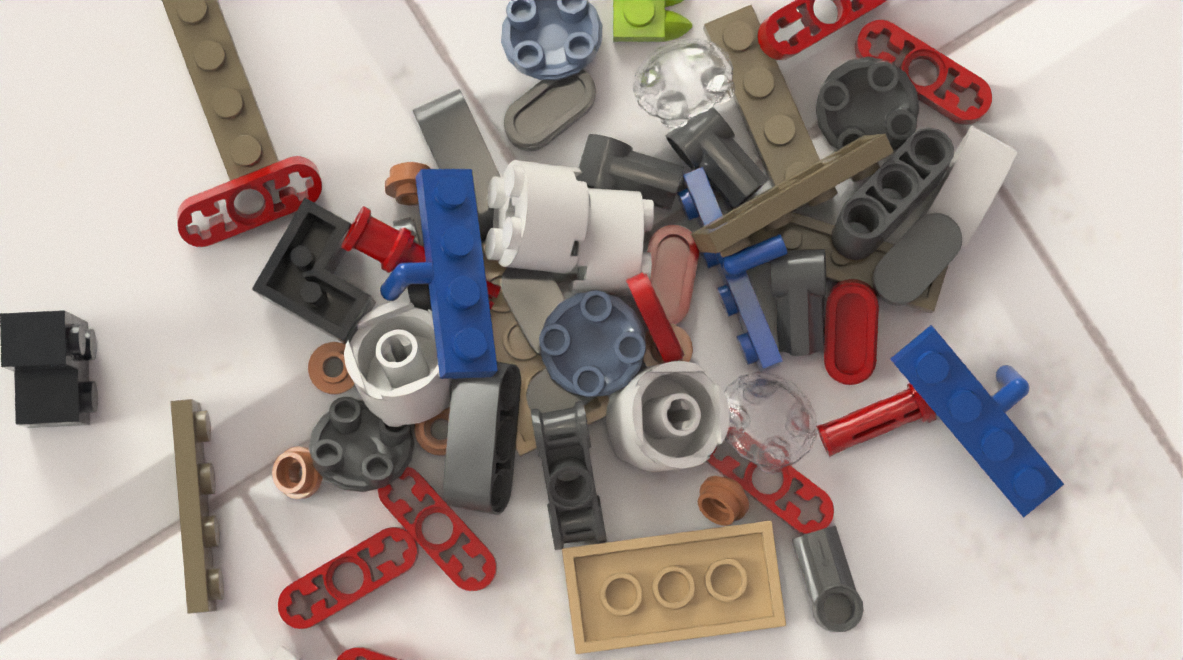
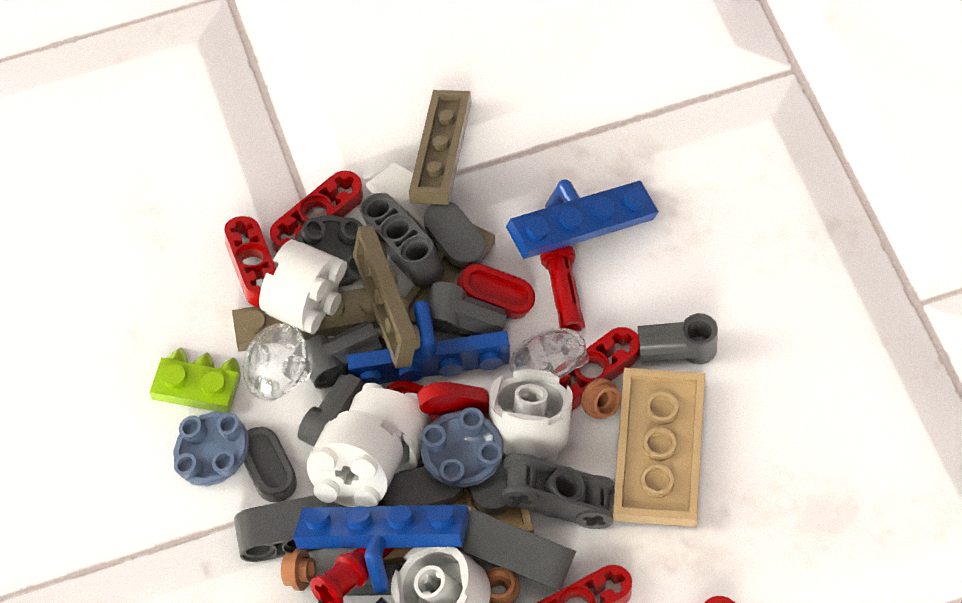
camera: 75 degrees left, 25 degrees down
(775, 86) = (302, 286): none -> white brick
(1050, 208) = (440, 147): none -> dark tan plate

